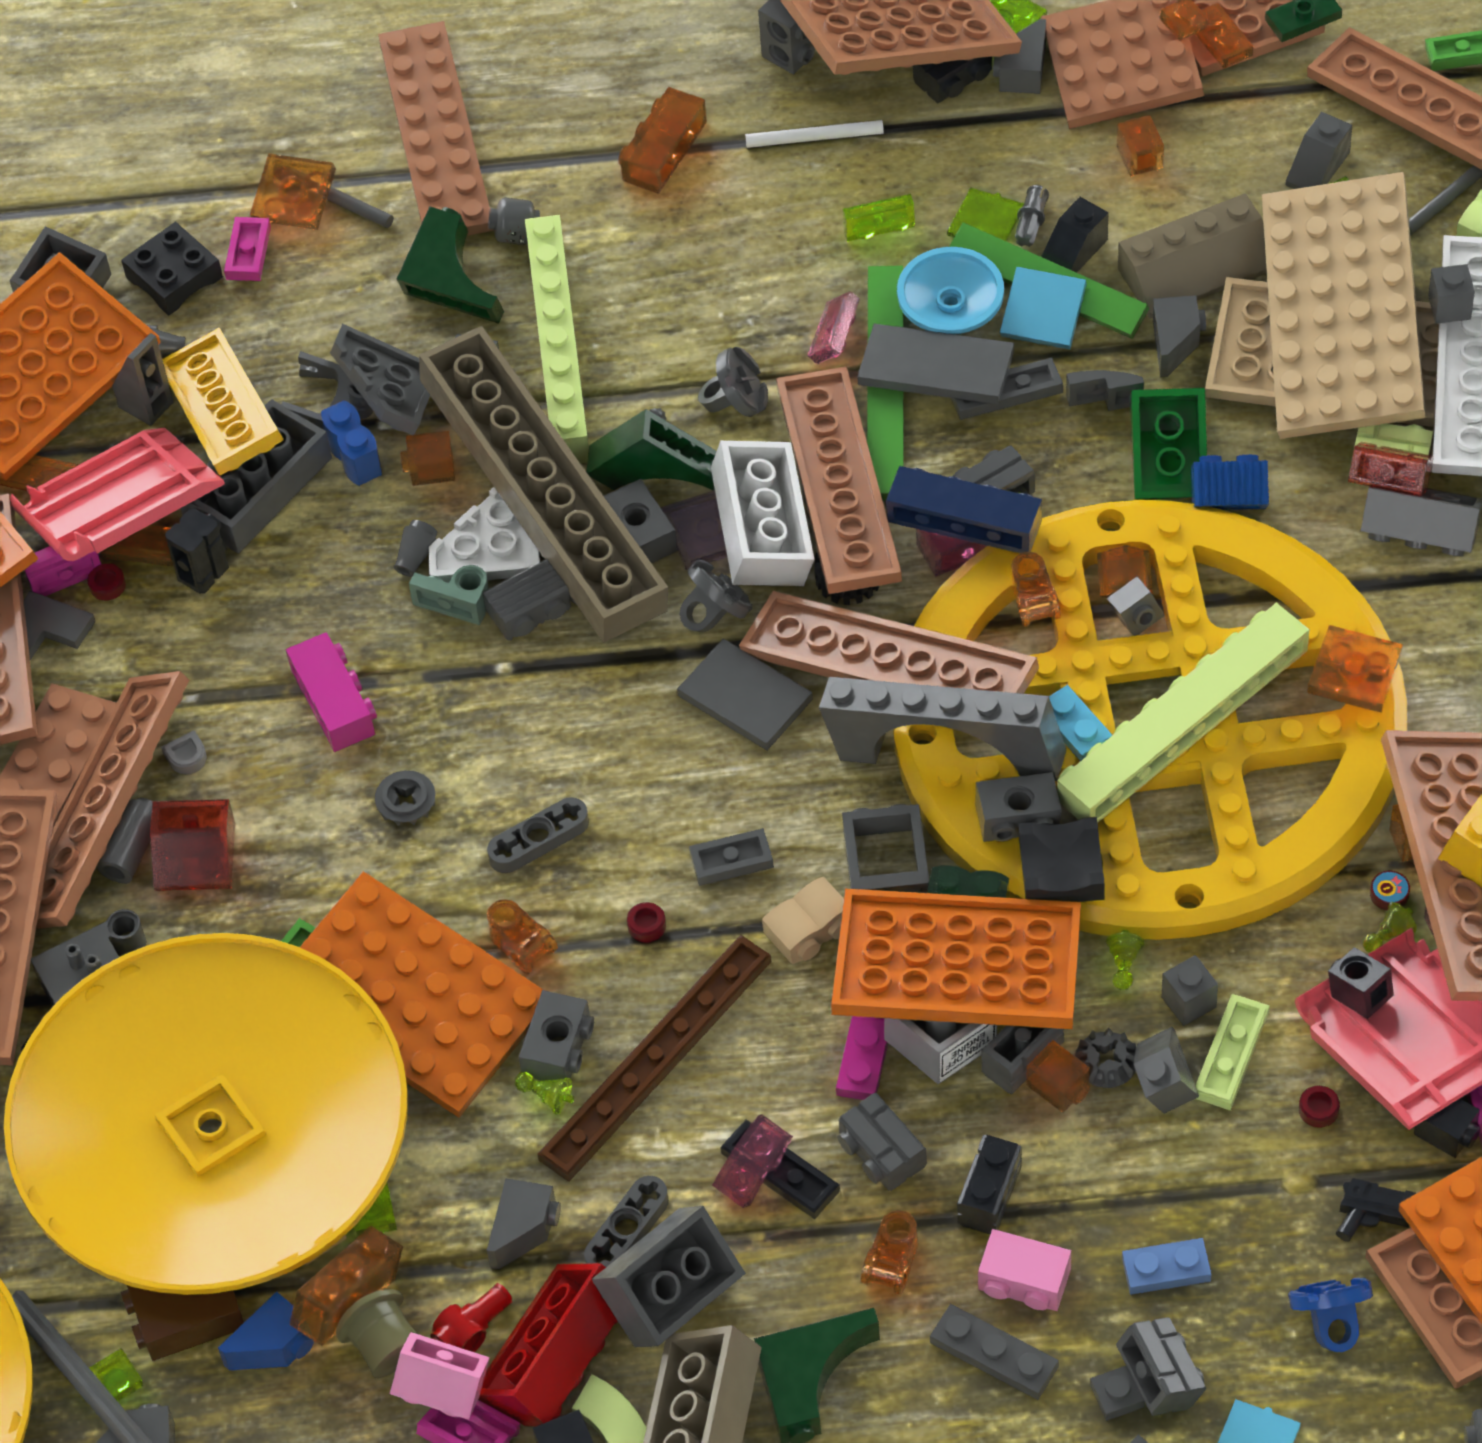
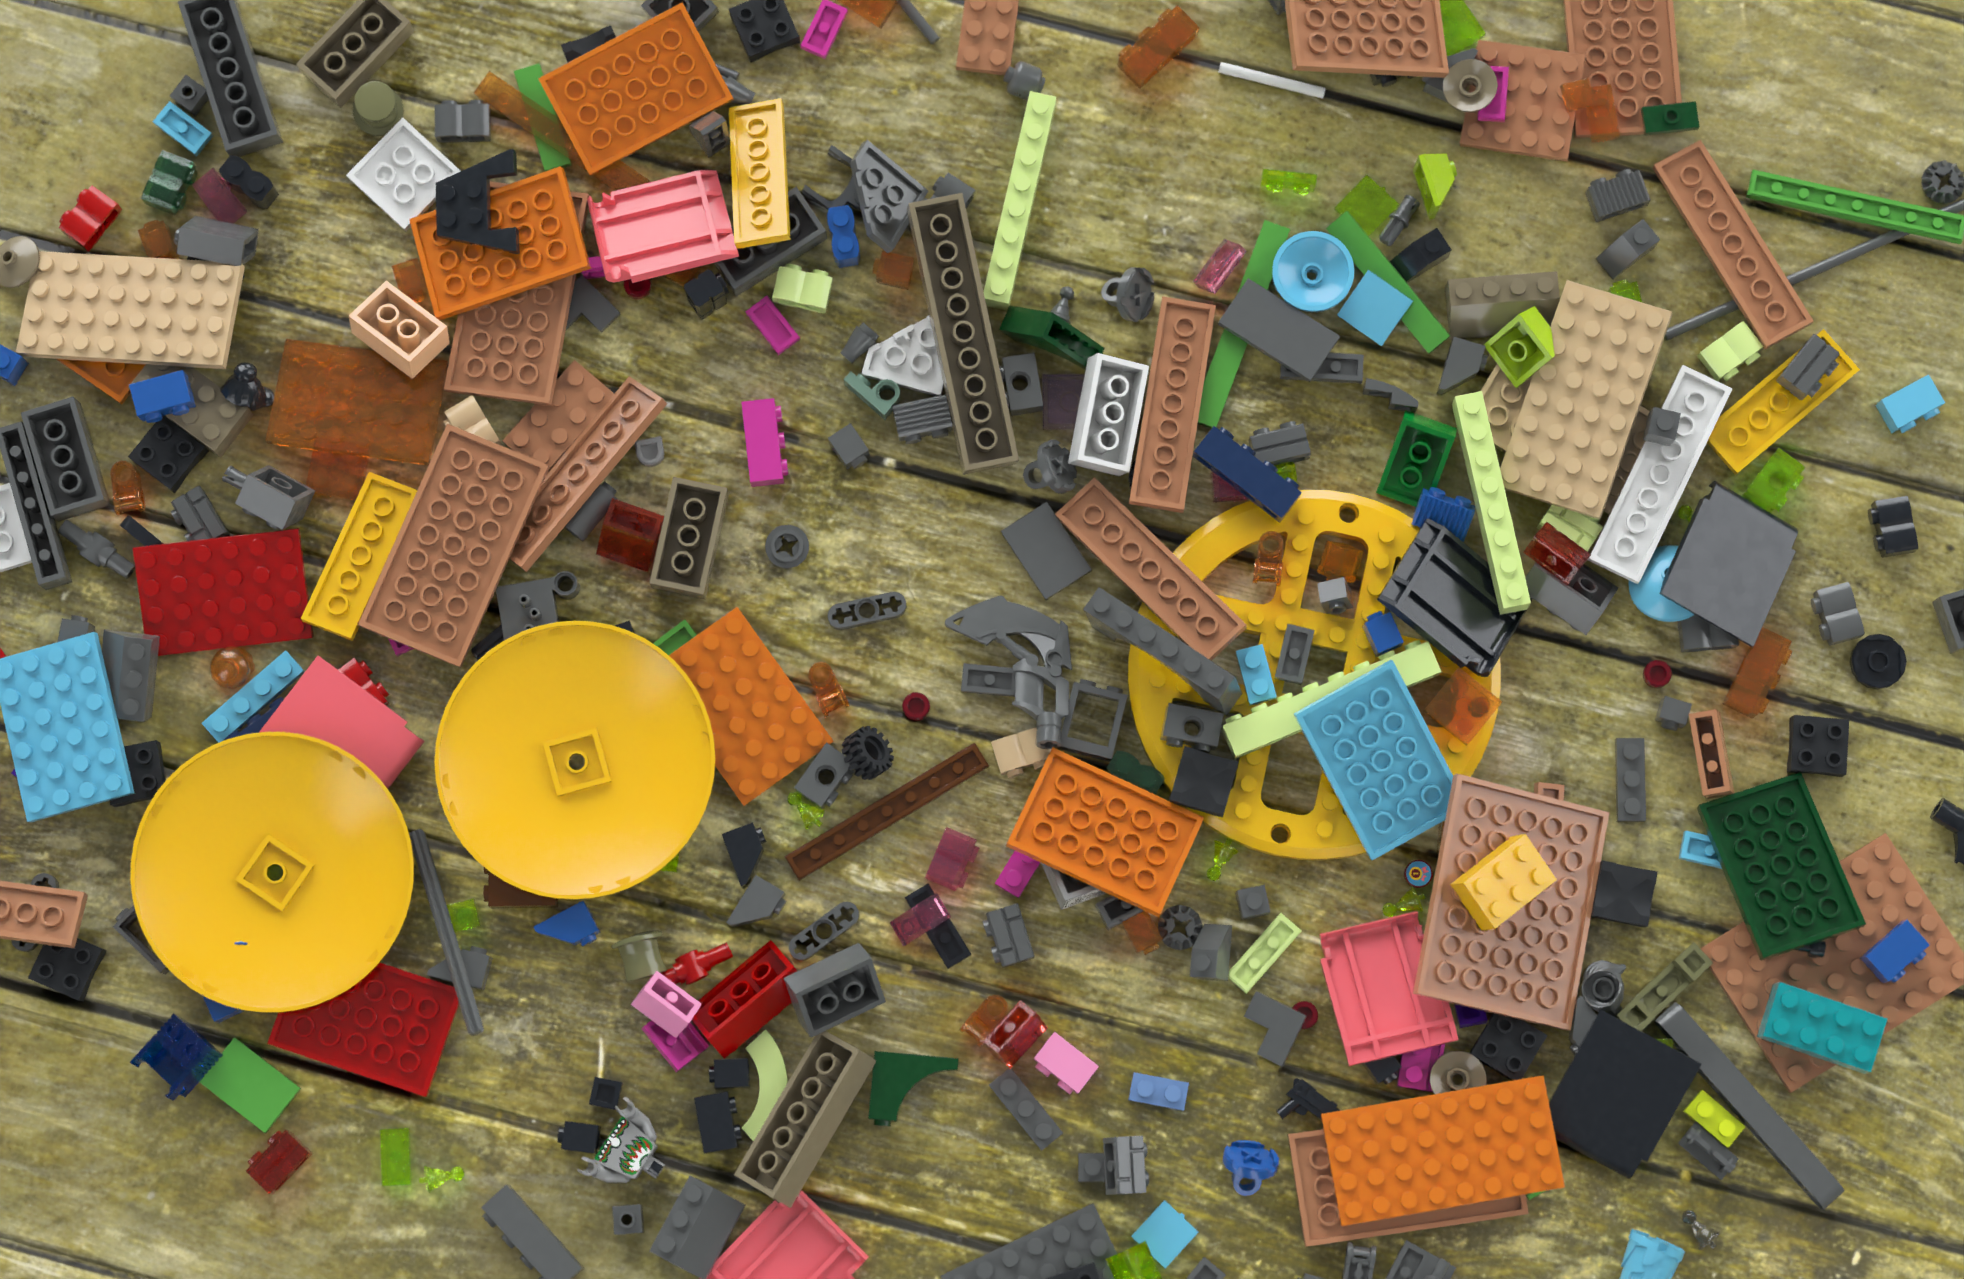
camera: 15 degrees right, 25 degrees up
(271, 823) = (689, 538): none -> dark tan brick
(296, 568) = (772, 325): none -> dark pink tile
(320, 515) = (802, 288): none -> yellowish green brick
(358, 1270) = (628, 915): clear orange brick -> none
(437, 271) = (954, 105): dark green arch -> none
(444, 660) = (849, 447): none -> dark grey brick
(478, 1161) = (745, 850): none -> black slope
(602, 984) = (867, 753): none -> black tyre
(765, 1078) = (951, 860): none -> clear pink brick
(792, 787) = (999, 619): none -> dark grey piece
(939, 1254) = (1015, 1034): none -> clear red brick
(989, 1184) = (1066, 994): black brick -> none
(1051, 160) = (1434, 179): none -> lime slope
(1052, 48) = (1470, 73): none -> dark tan dish
(1084, 54) = (1497, 108): none -> dark pink tile
(1113, 683) = (1294, 654): none -> dark grey plate
(1140, 145) = (1502, 187): clear orange brick -> none
(1213, 619) = (1382, 633): none -> blue brick
(1239, 279) = (1522, 346): none -> lime slope
(1277, 753) = (1379, 758): none -> medium azure plate
(1279, 110) = (1617, 195): none -> dark grey brick
(1285, 445) = (1491, 503): none -> yellowish green brick
(1288, 558) = (1450, 599): none -> black piece
(1293, 1119) = (1282, 1024): none -> dark grey tile
(1360, 982) = (1364, 955): brick -> none

